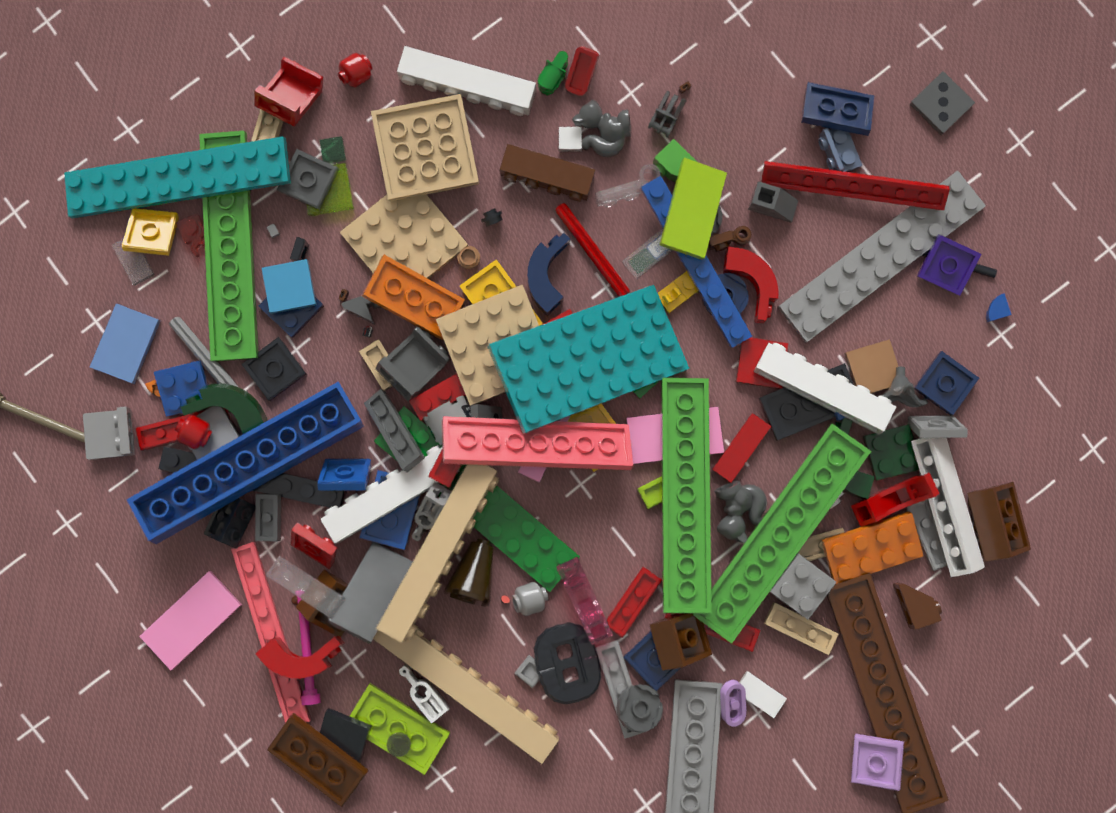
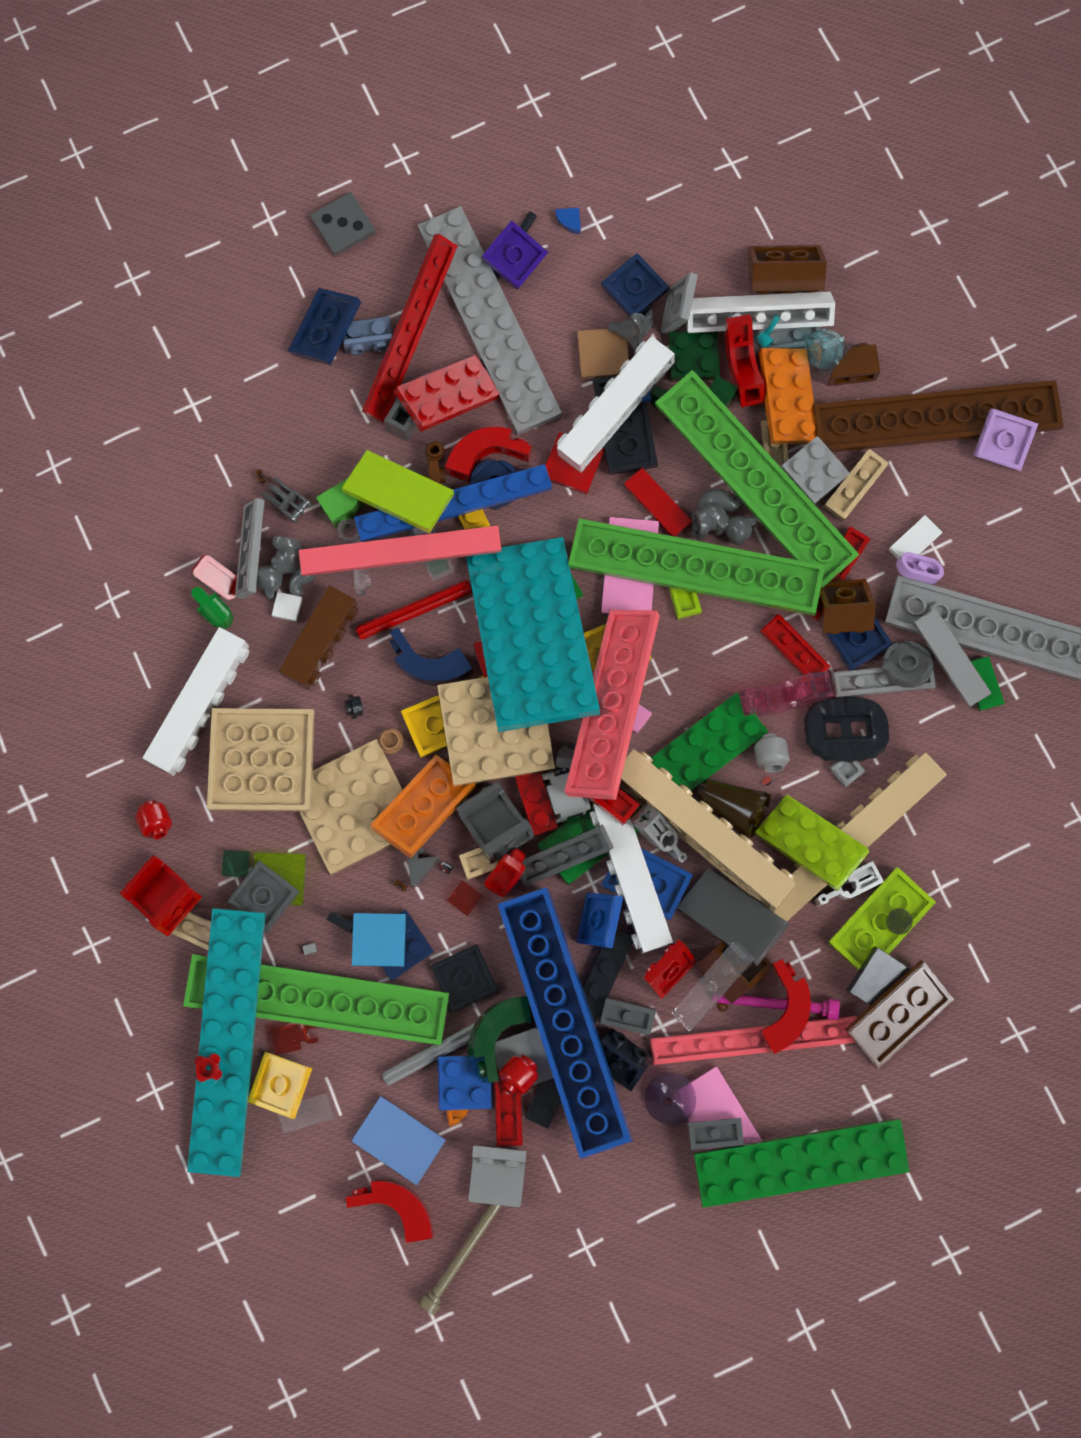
camera: 75 degrees left, 5 degrees down
(73, 357) = (403, 1200): none -> red arch
(142, 164) = (204, 1074): none -> red plate
(171, 697) = (801, 1162): none -> green plate
(179, 615) = (715, 1133): none -> dark grey plate
(211, 574) = (680, 1092): none -> clear purple dish
(343, 353) = (464, 898): none -> clear red tile
(370, 384) = (506, 873): none -> red piece
(453, 651) = (812, 842): none -> lime plate
(614, 92) = (249, 548): none -> light grey tile
(638, 783) = (986, 672): none -> green tile
(640, 224) = (399, 551): none -> coral tile
(653, 748) = (952, 658): none -> light grey tile
(799, 233) = (447, 393): none -> plate
(922, 514) = (764, 339): none -> teal hand
(926, 572) = (824, 348): none -> clear light blue slope

